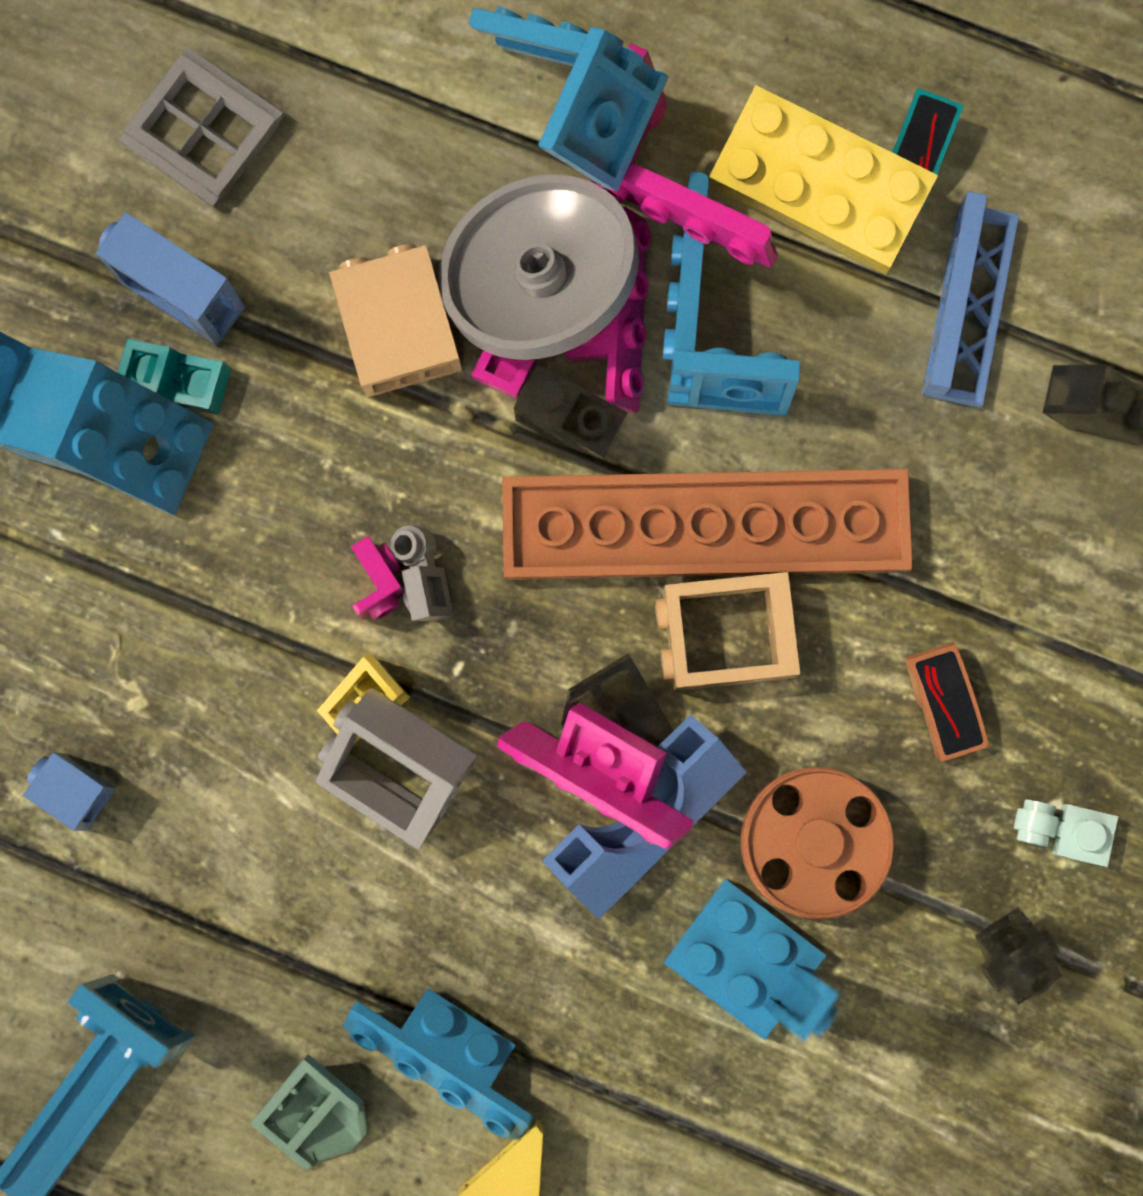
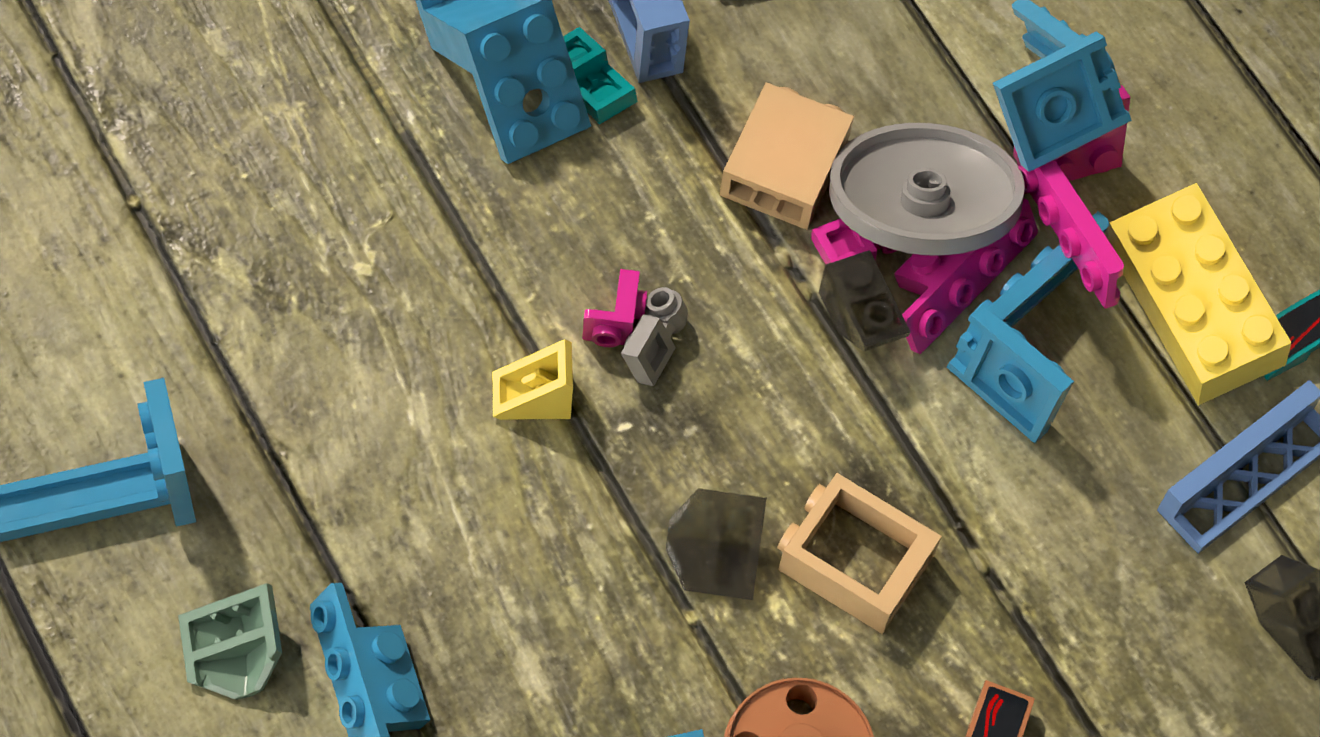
camera: 30 degrees right, 20 degrees down
(68, 790) = (263, 281): medium blue brick -> none
(410, 743) = (559, 456): light grey window -> none
(604, 768) = (679, 560): dark pink bracket -> none
(608, 860) = (741, 627): medium blue arch -> none
(706, 524) = (905, 460): nougat plate -> none

